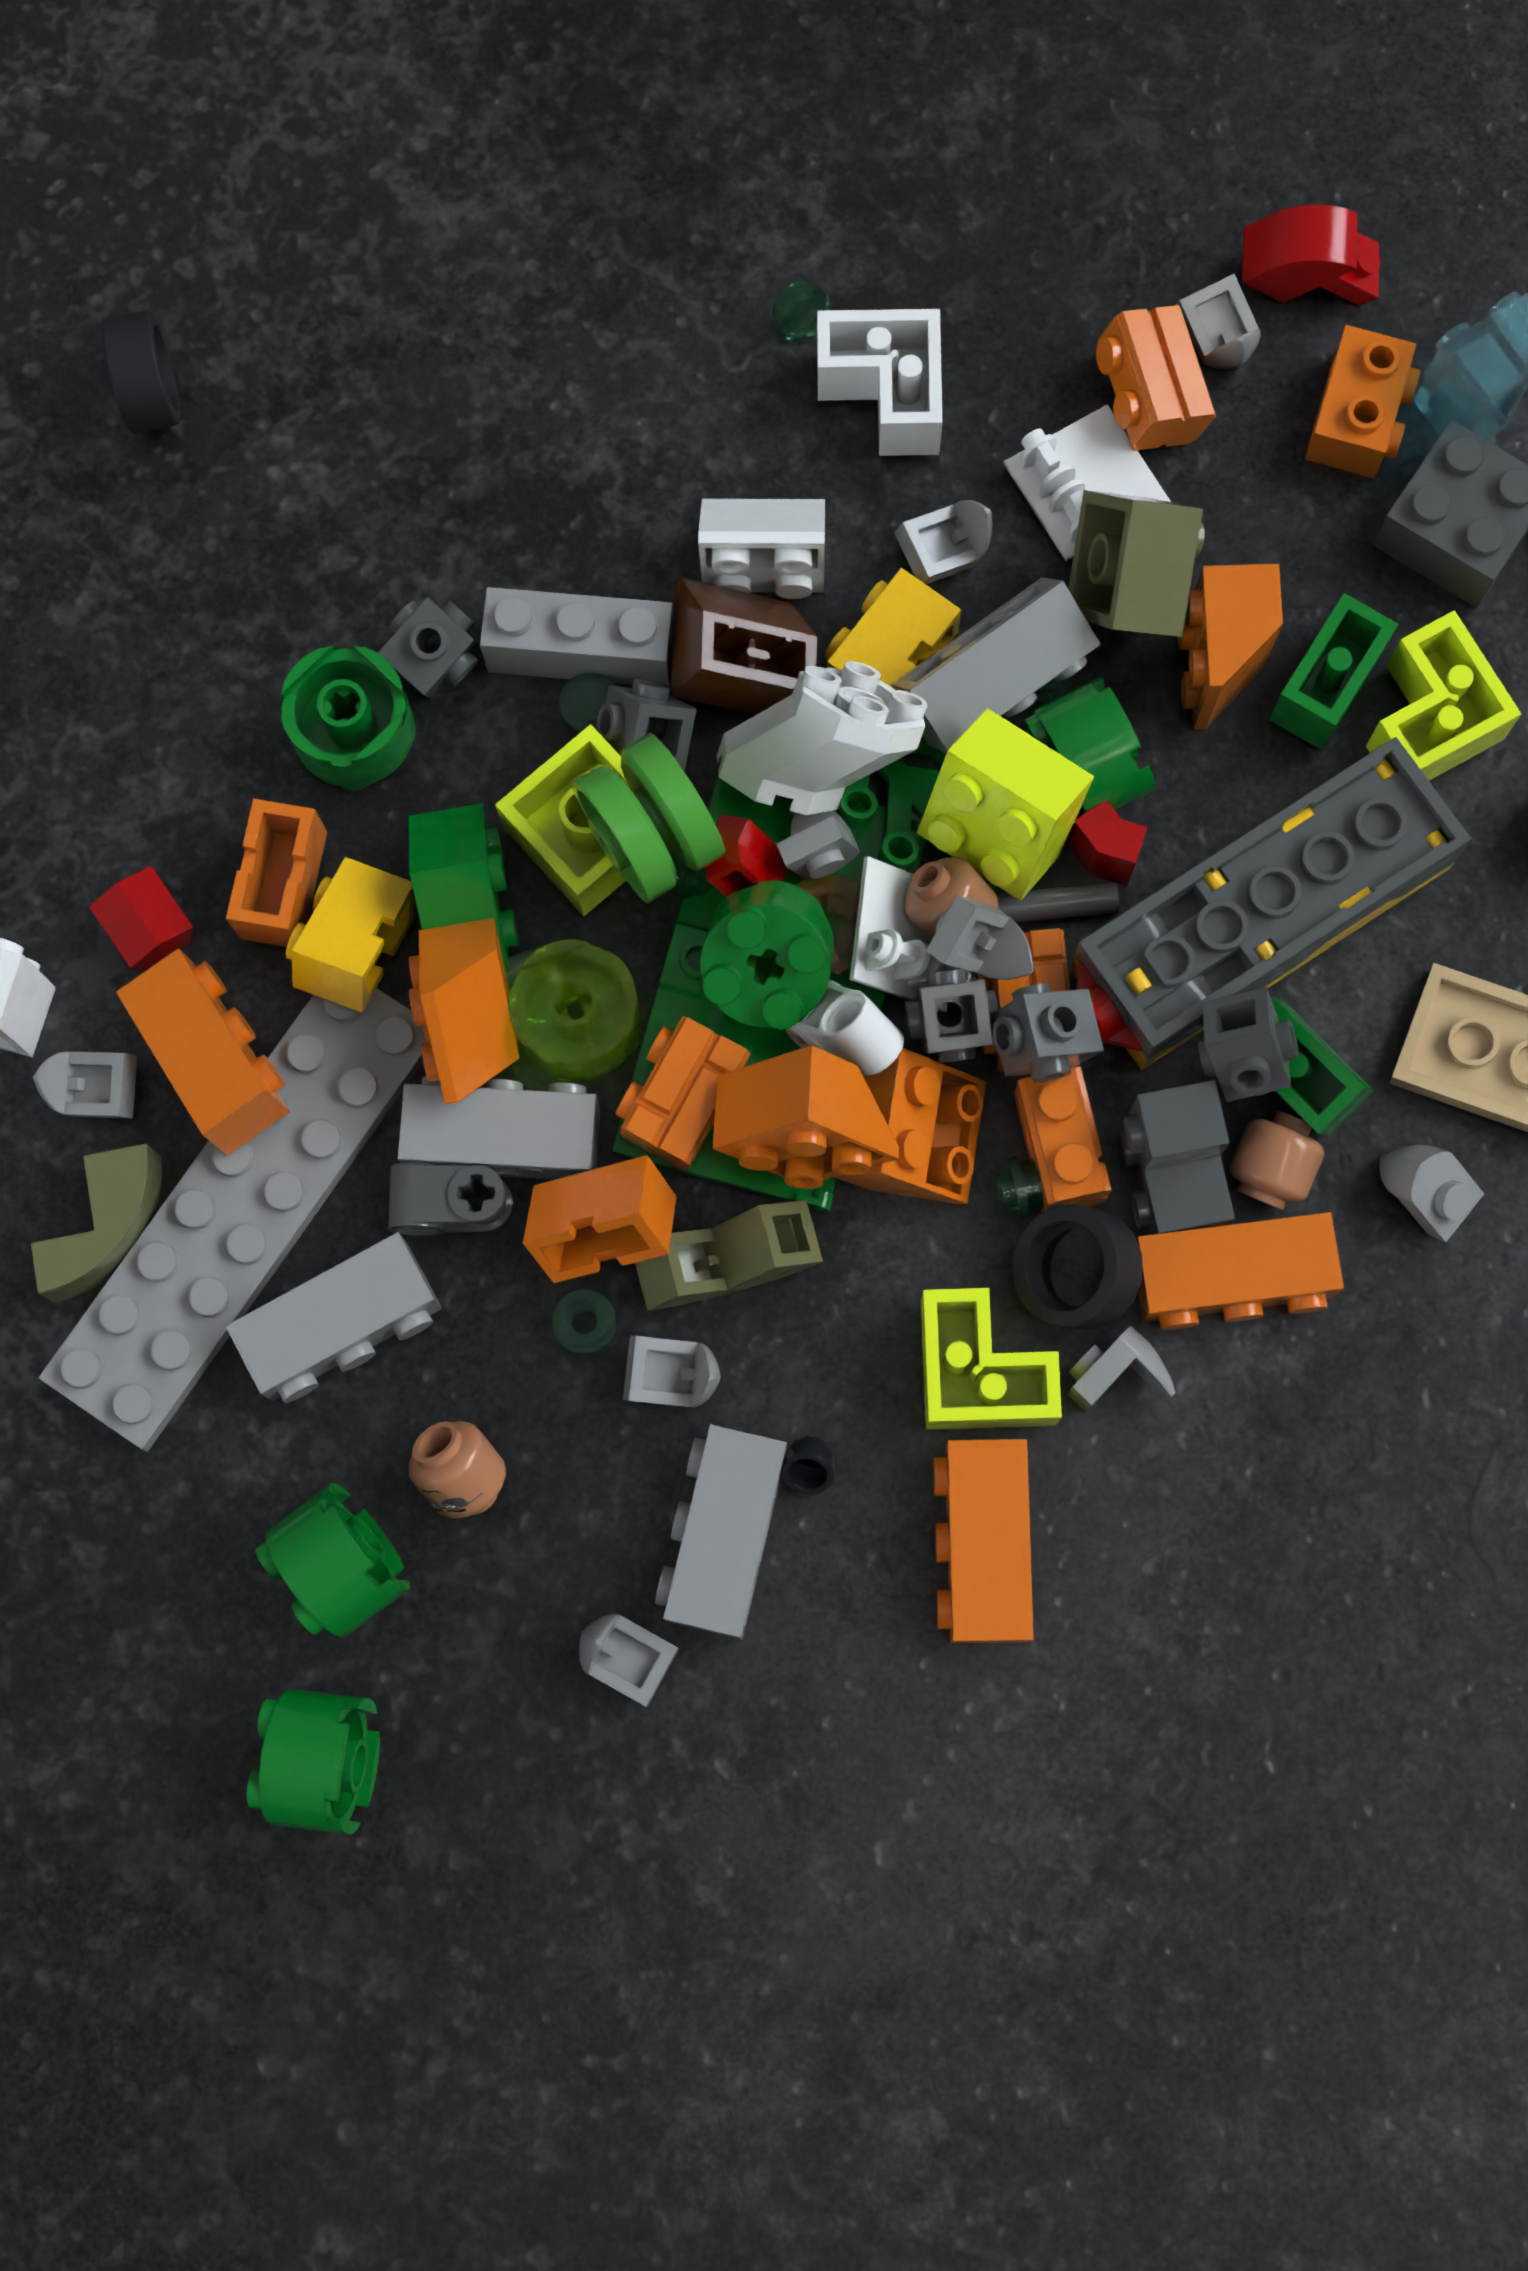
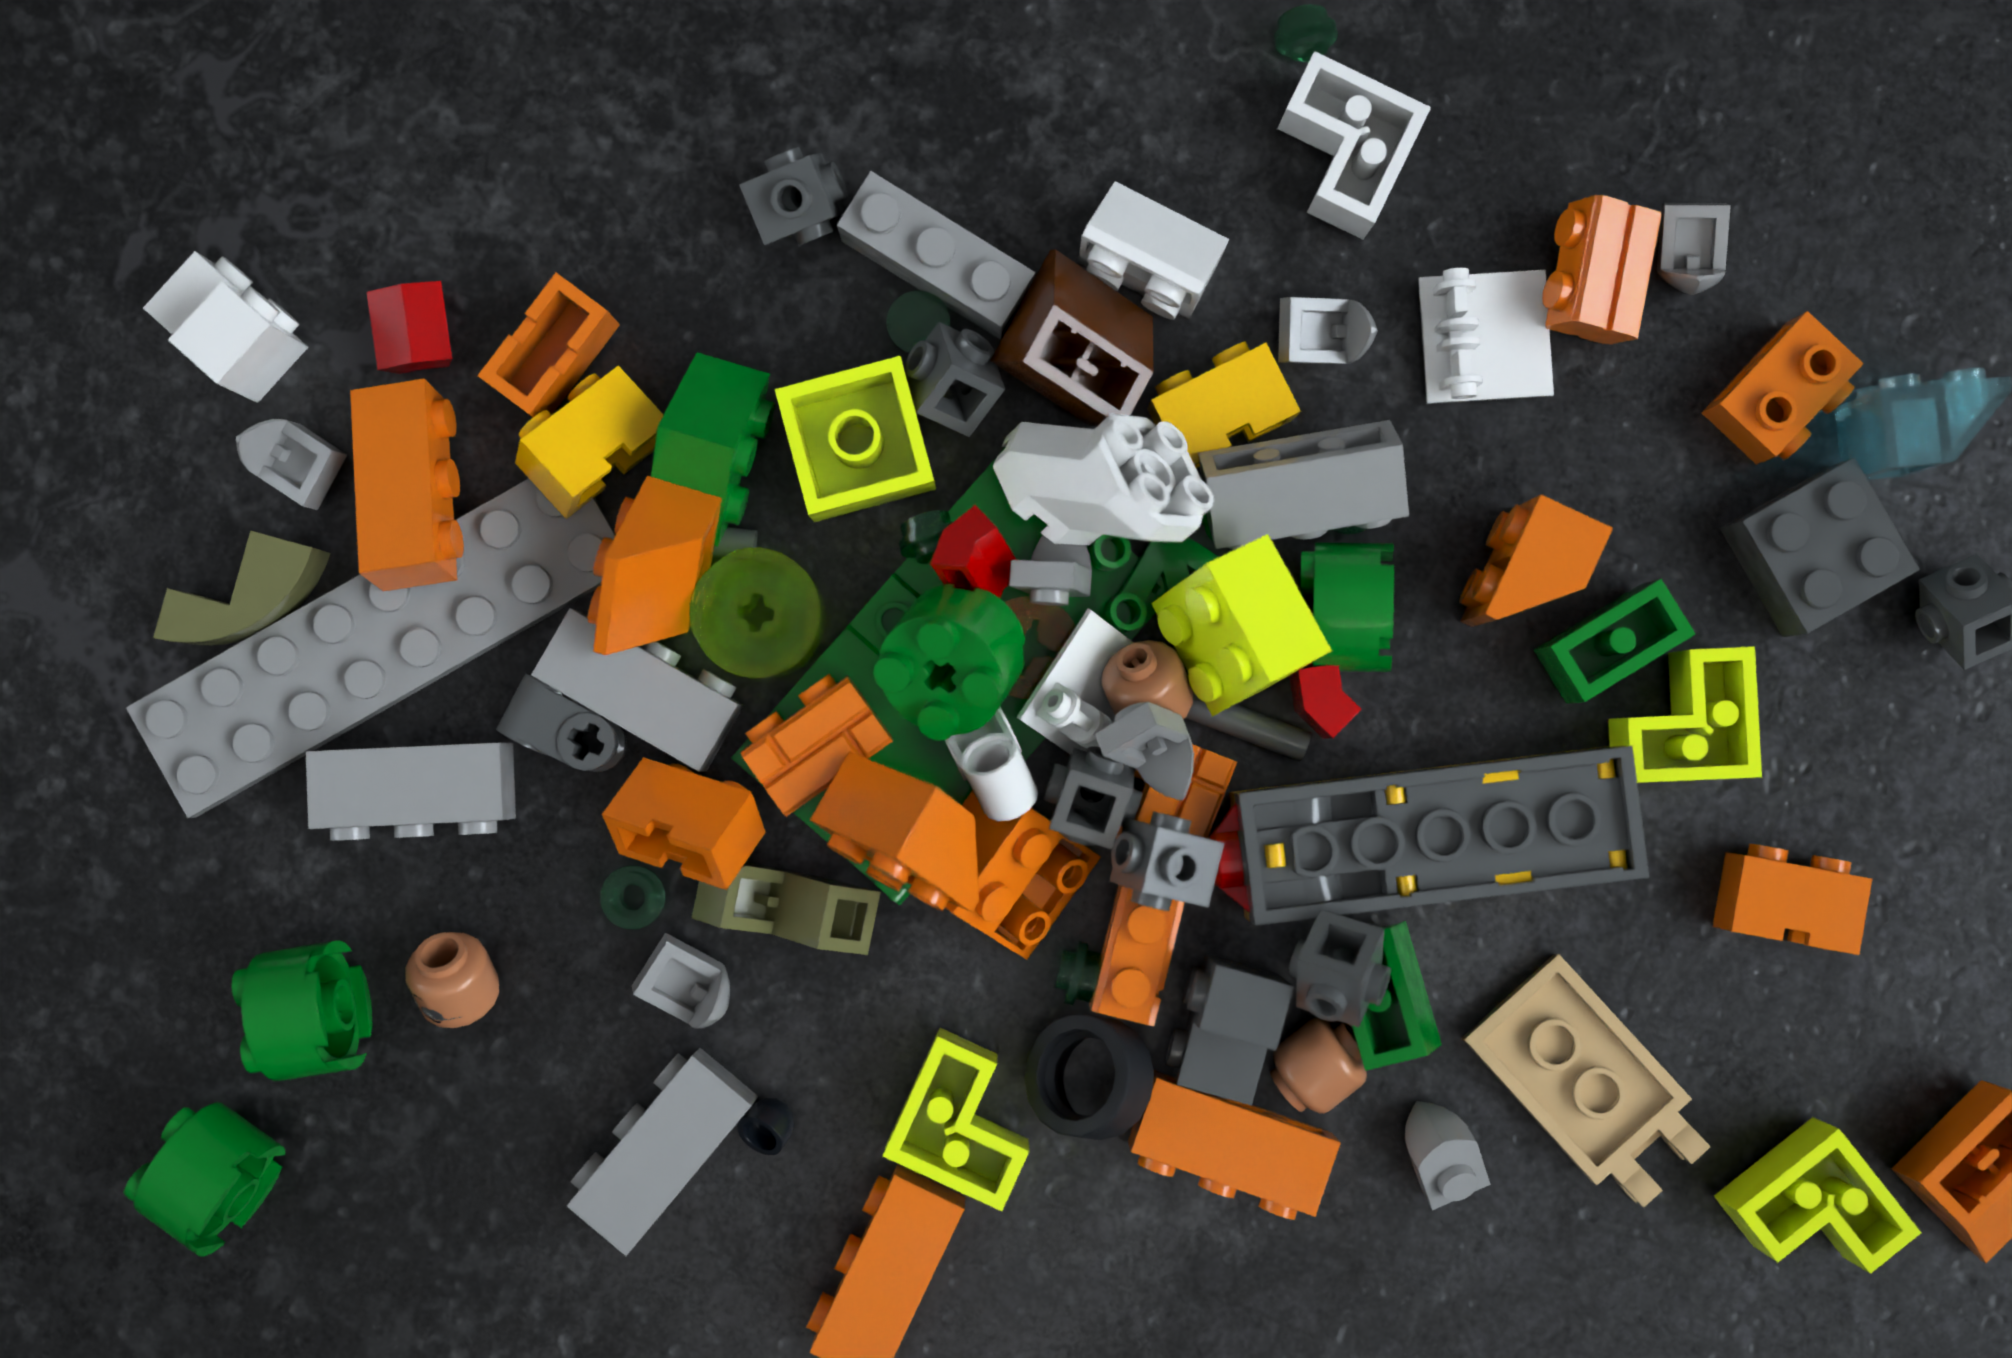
camera: 20 degrees right, 10 degrees up
(363, 687) = (650, 227): green brick -> none
(625, 1656) = (523, 1213): light grey plate -> none
(653, 815) = (896, 488): bright green wheel -> none
(1100, 1369) = (1065, 1174): light grey plate -> none
(1135, 562) = (1481, 452): olive brick -> none
(1311, 249) = (1813, 217): red brick -> none

